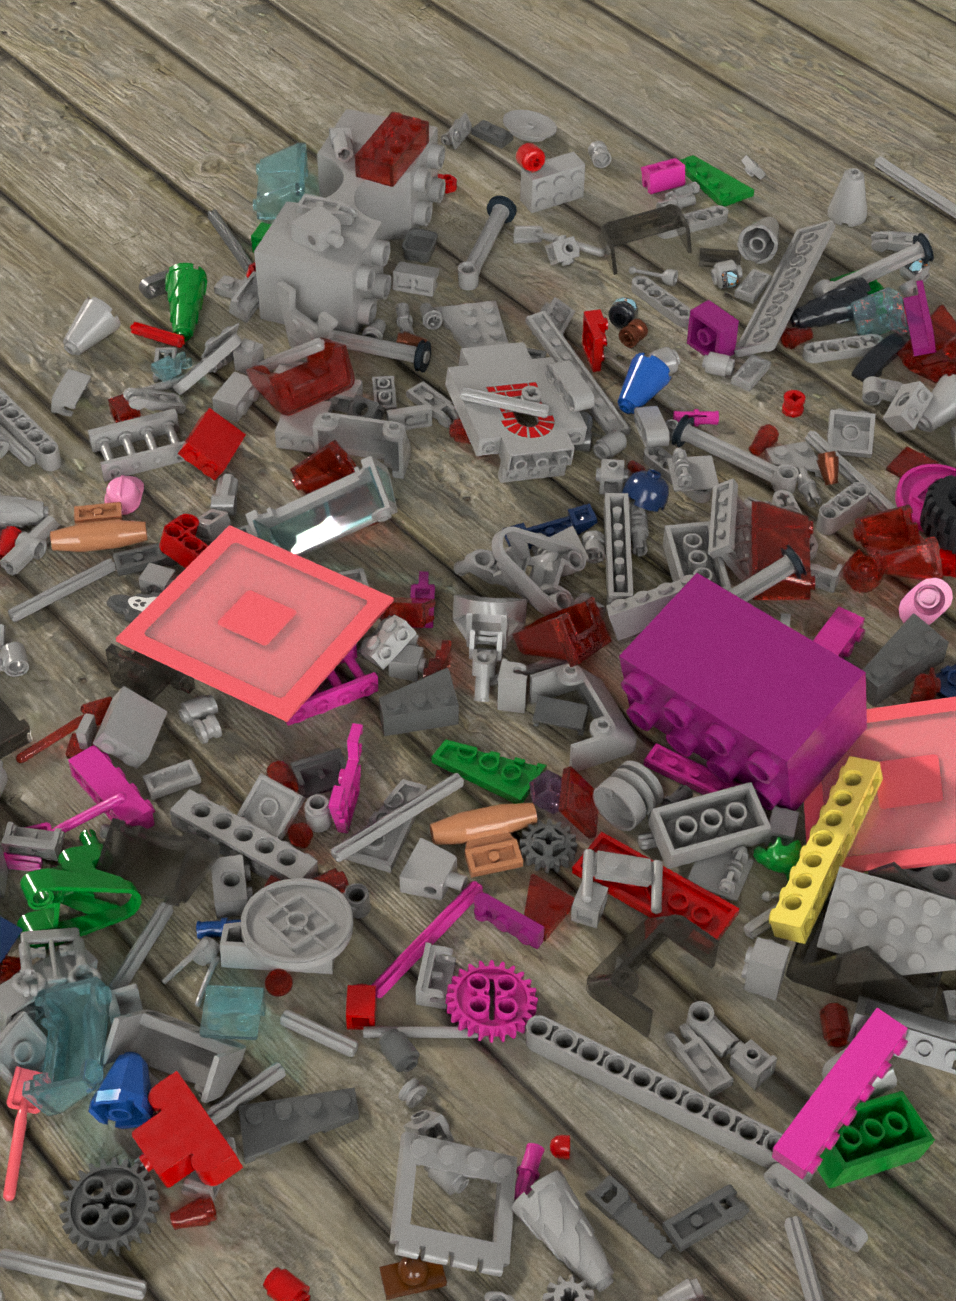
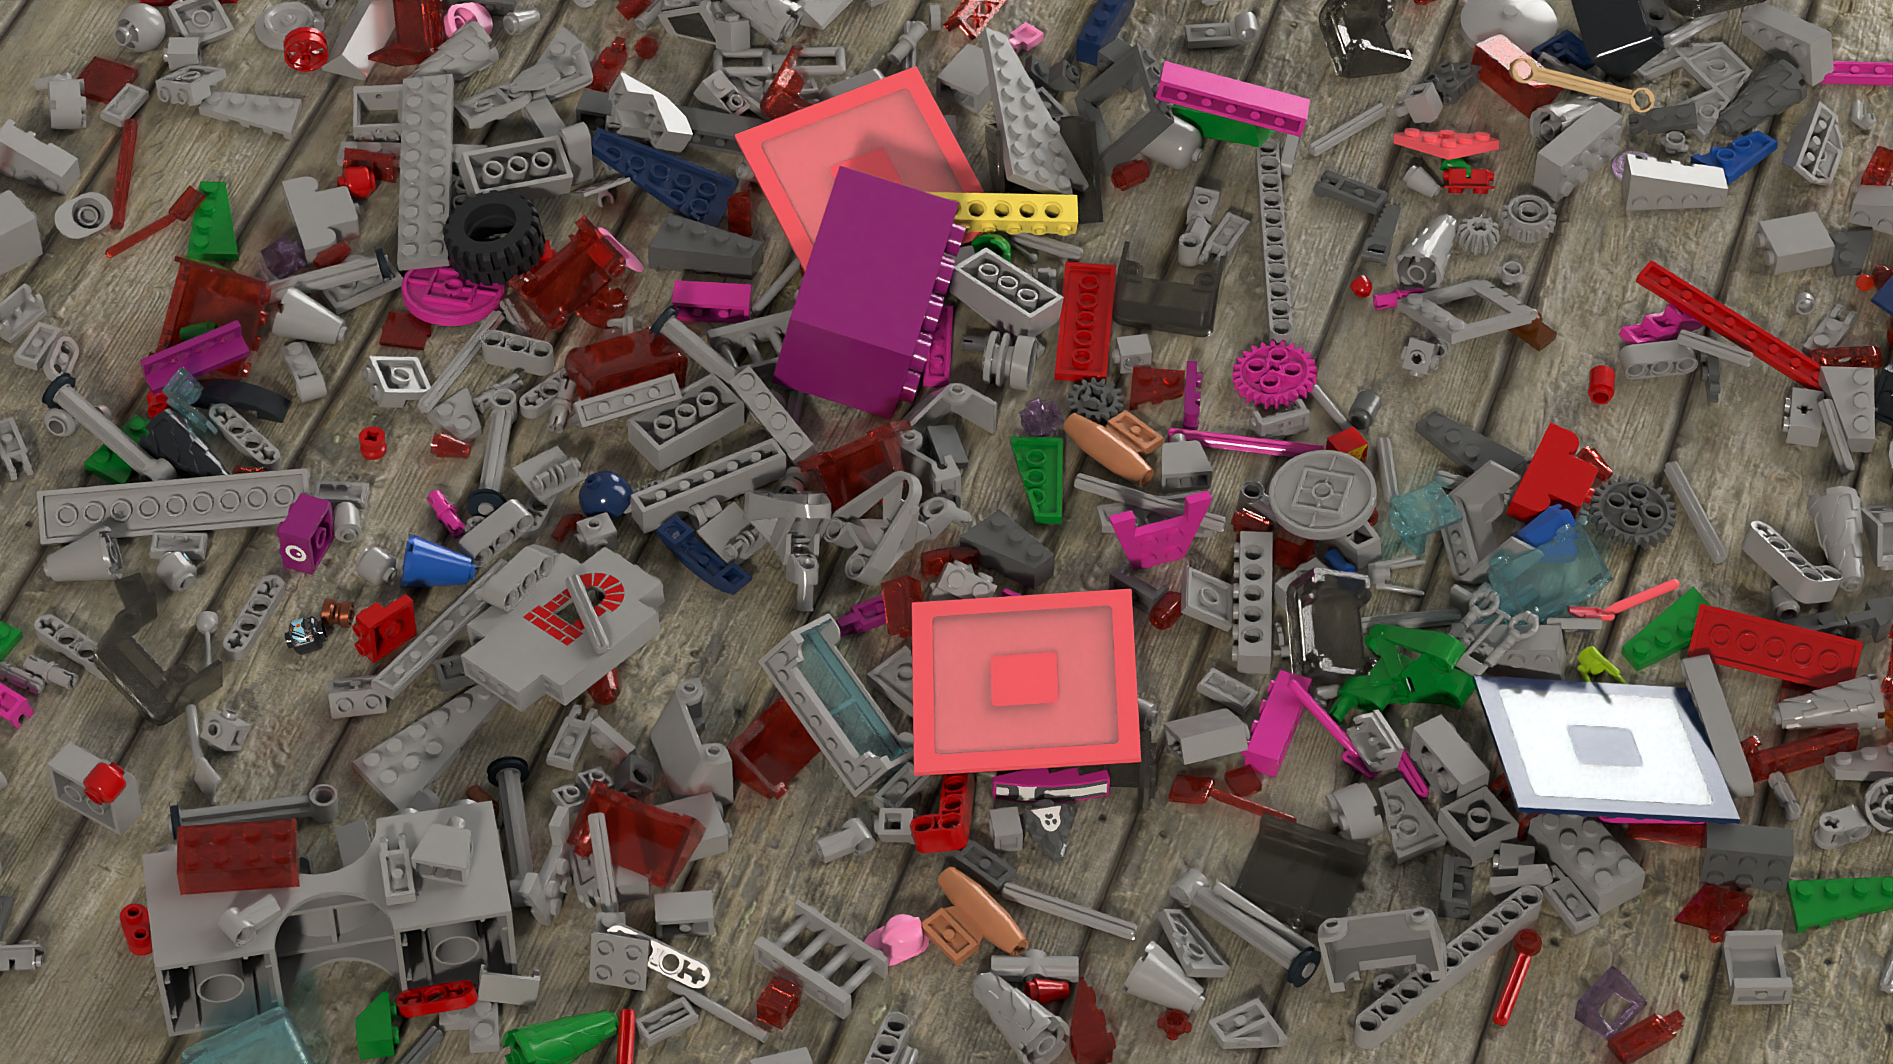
camera: 120 degrees left, 0 degrees up
(86, 731) = (1234, 767): light grey tile -> none
(153, 400) = (751, 970): light grey hinge -> none
(168, 368) = (679, 1001): clear light blue plate -> none
(207, 728) = (1154, 692): light grey wheel -> none
(211, 444) = (787, 879): red brick -> none
(300, 834) = (1215, 567): clear red plate -> none
(318, 813) = (1187, 554): light grey brick -> none
(412, 1093) = (1392, 386): light grey bush -> none
(531, 393) = (558, 608): light grey bush -> none
(578, 803) = (1040, 389): clear red plate -> none
(624, 870) = (1093, 337): light grey plate -> none
(765, 967) = (1117, 218): light grey brick -> none
(829, 467) = (464, 376): copper cone -> none
(908, 406) = (349, 348): light grey brick -> none

